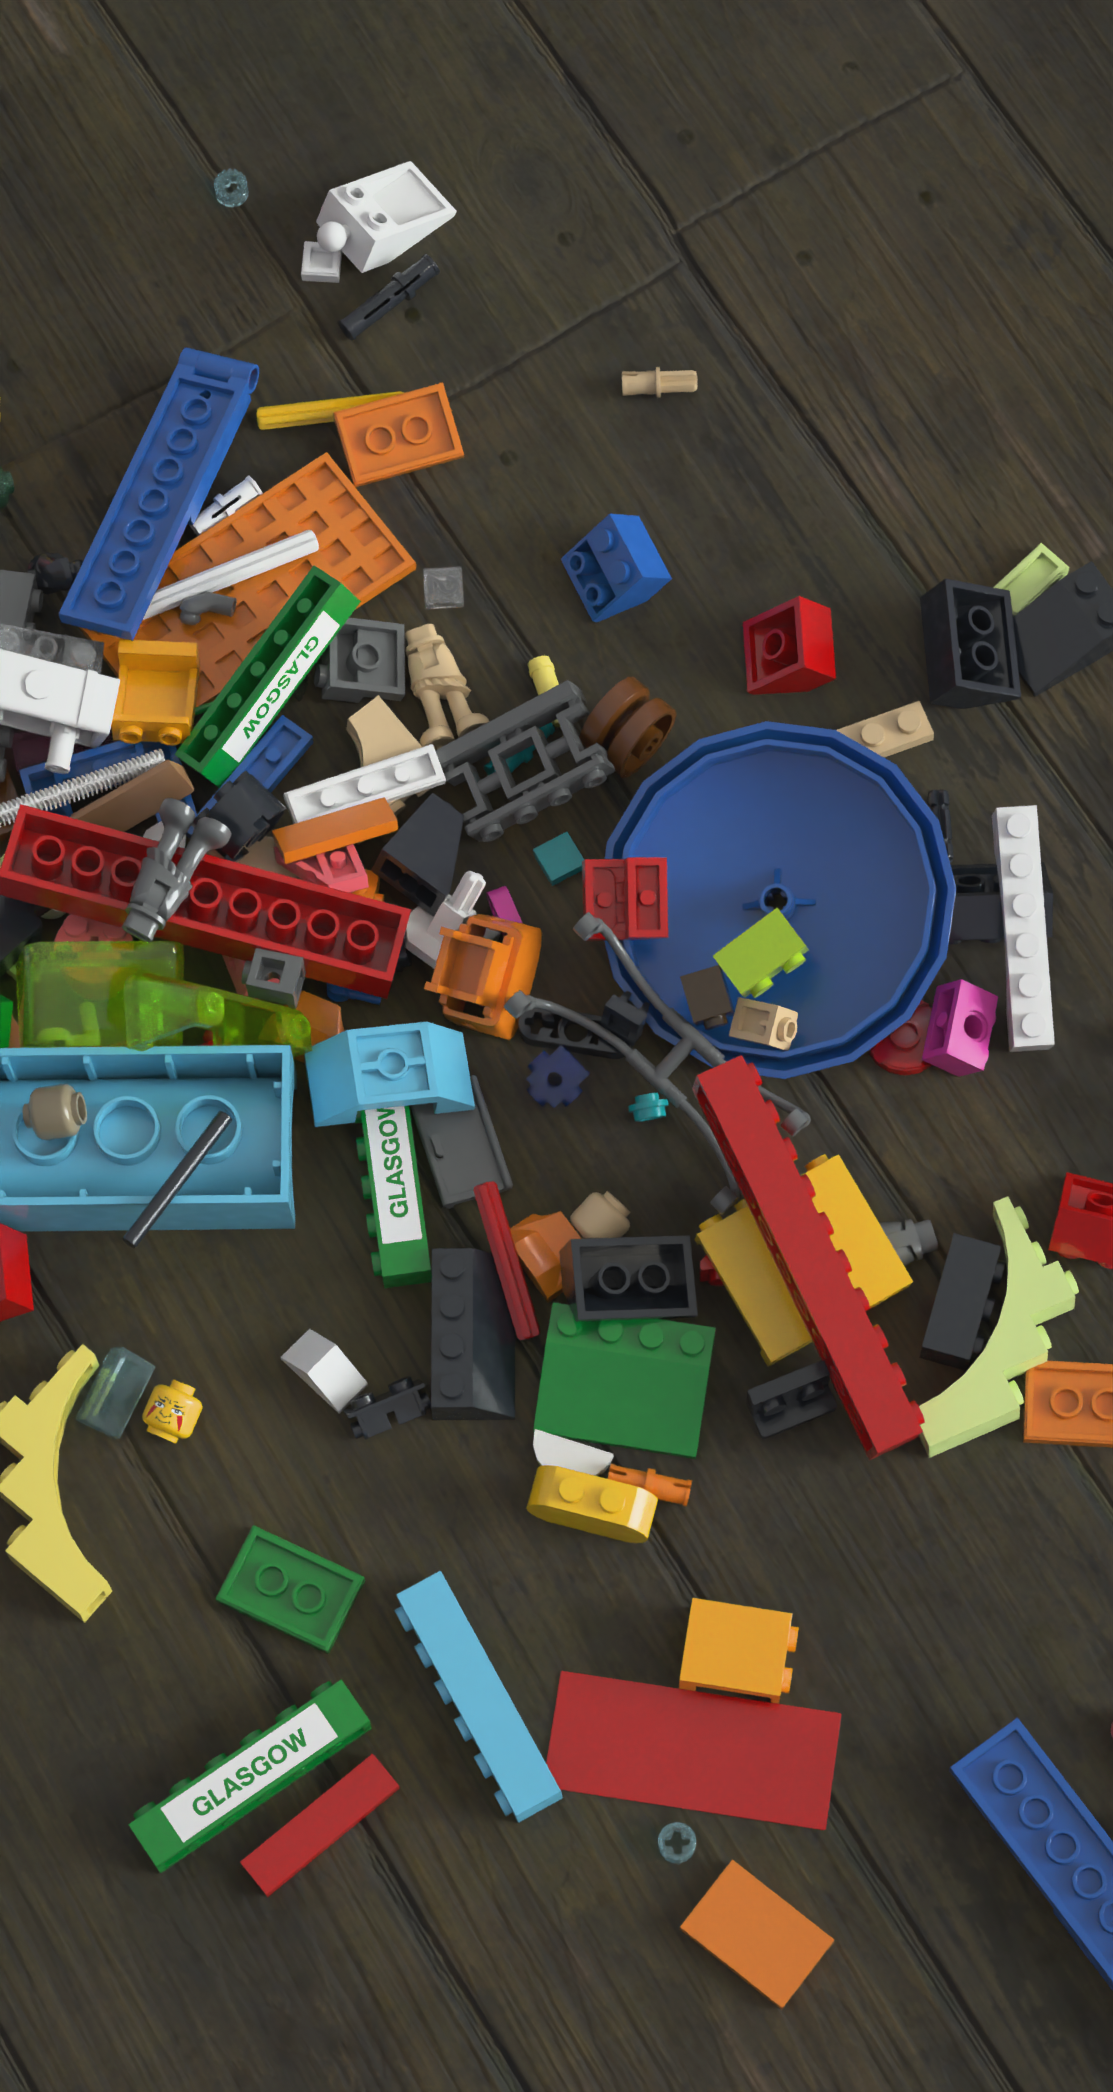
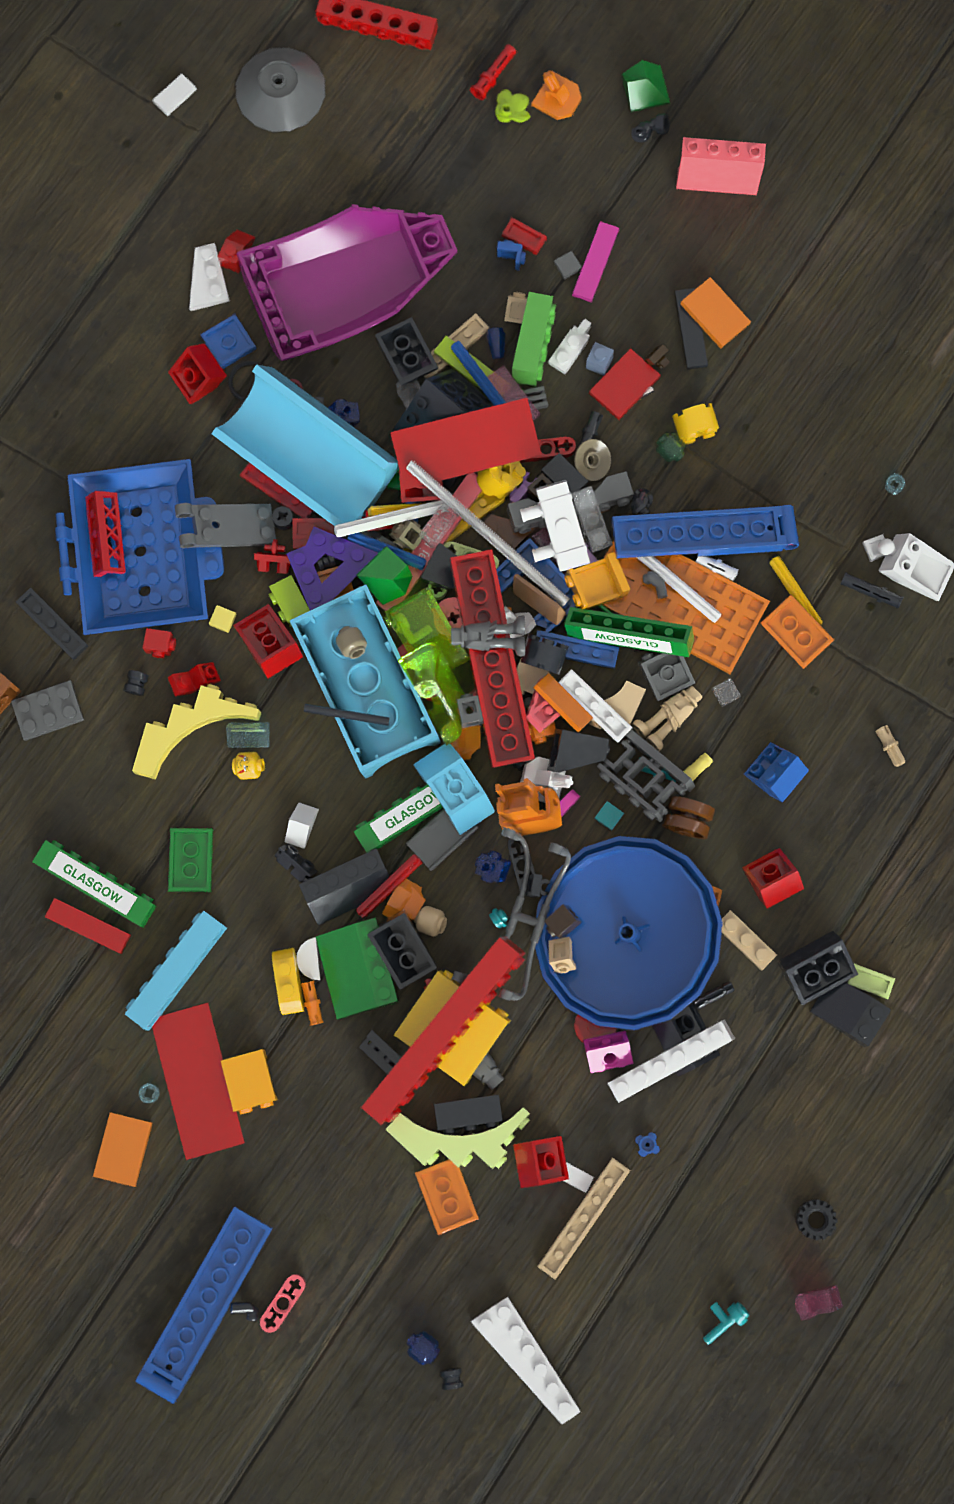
camera: 70 degrees right, 10 degrees up
(627, 896) = (592, 859): red slope -> none
(761, 954) = (594, 938): lime brick -> none

